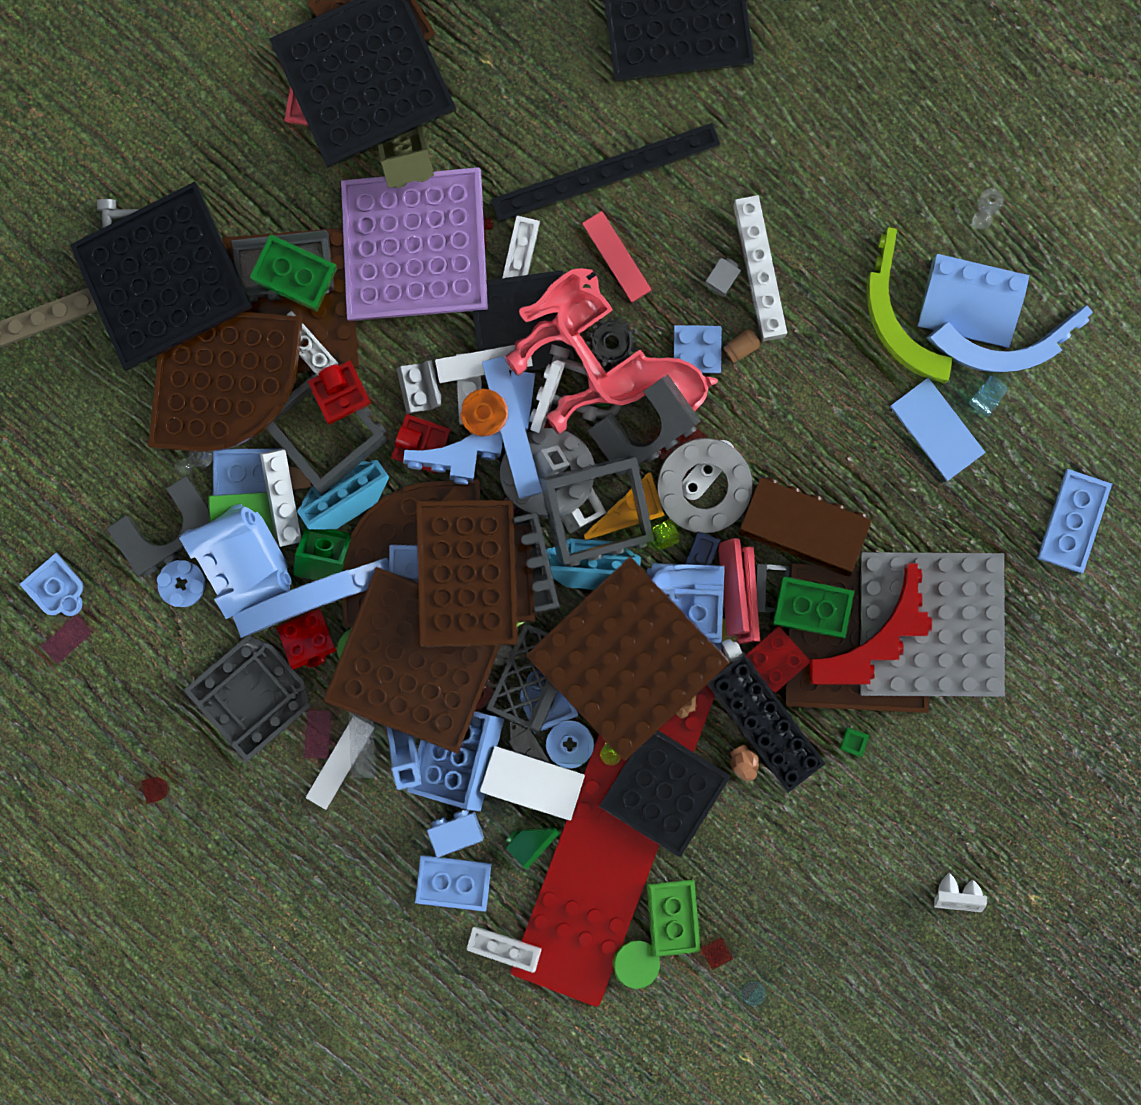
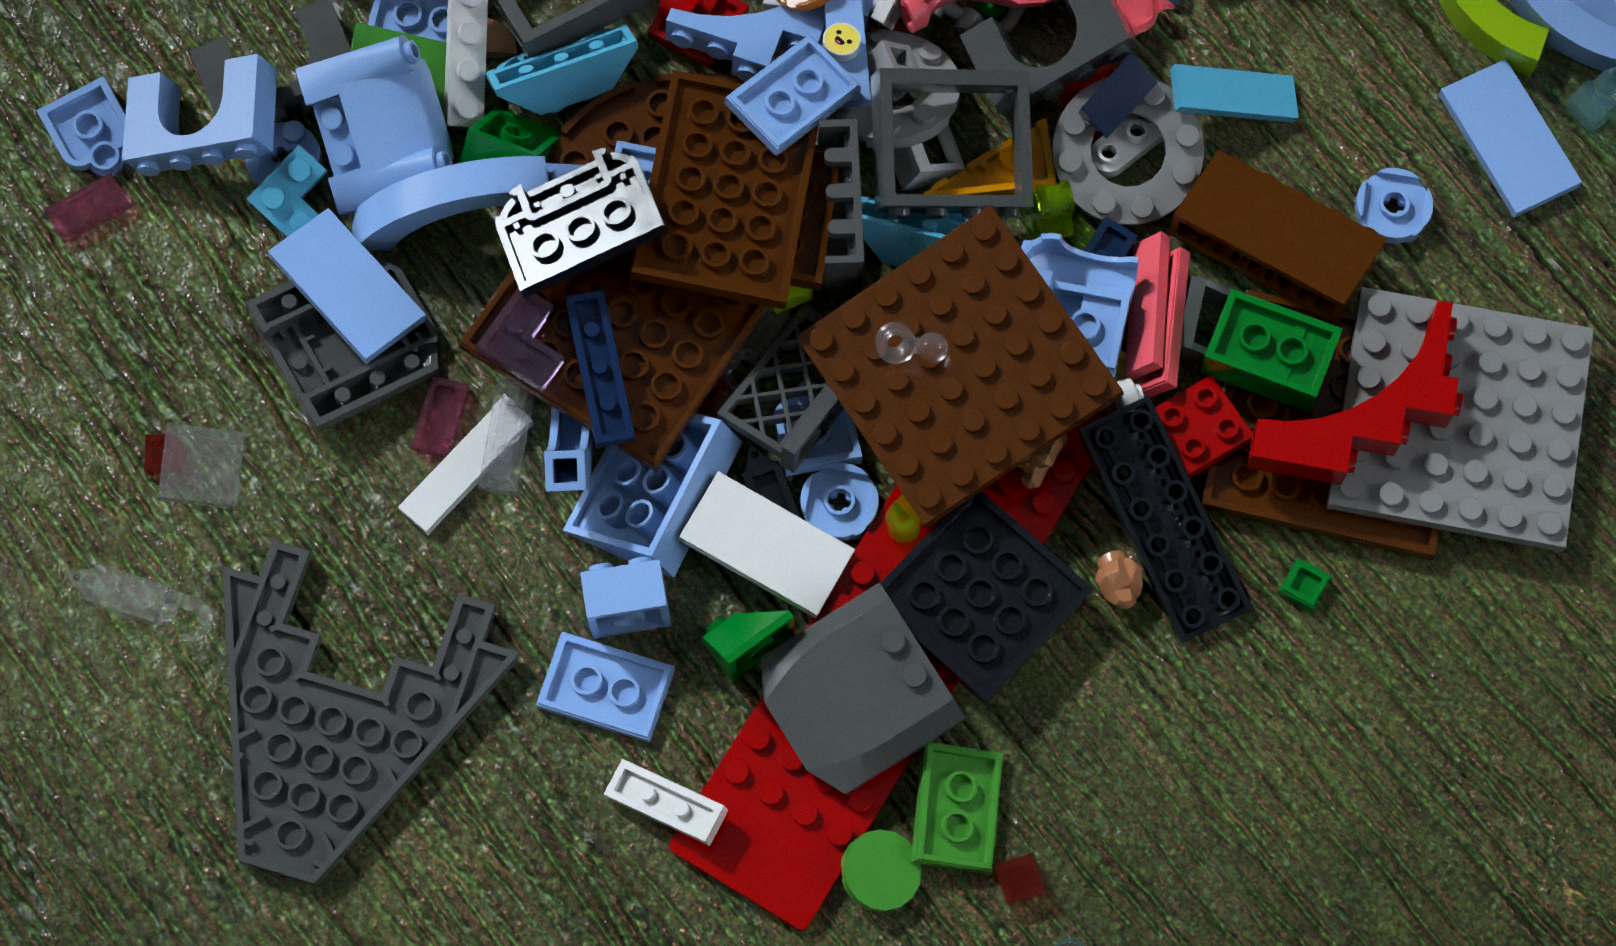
camera: 15 degrees right, 15 degrees down
(153, 578) = (238, 130): none -> light blue arch
(163, 882) = (140, 598): none -> clear plate
(180, 795) = (201, 466): none -> clear tile
(188, 613) = (283, 191): none -> medium azure plate
(242, 666) = (347, 285): none -> light blue tile
(294, 956) = (323, 754): none -> dark grey wing
(306, 640) = (456, 270): red plate -> none
(355, 696) = (513, 345): none -> clear purple plate
(380, 616) = (578, 220): none -> plate
(412, 702) = (599, 368): none -> dark blue plate
(494, 502) = (792, 95): none -> light blue tile
(516, 457) = (842, 41): none -> tile
(603, 866) = (856, 692): none -> dark grey wedge
(609, 655) = (930, 347): none -> clear plate
(693, 458) = (1118, 96): none -> dark blue slope
(764, 435) = (1233, 93): none -> medium azure piece
(882, 480) = (1410, 194): none -> light blue plate
(969, 900) = (1458, 871): white tile -> none

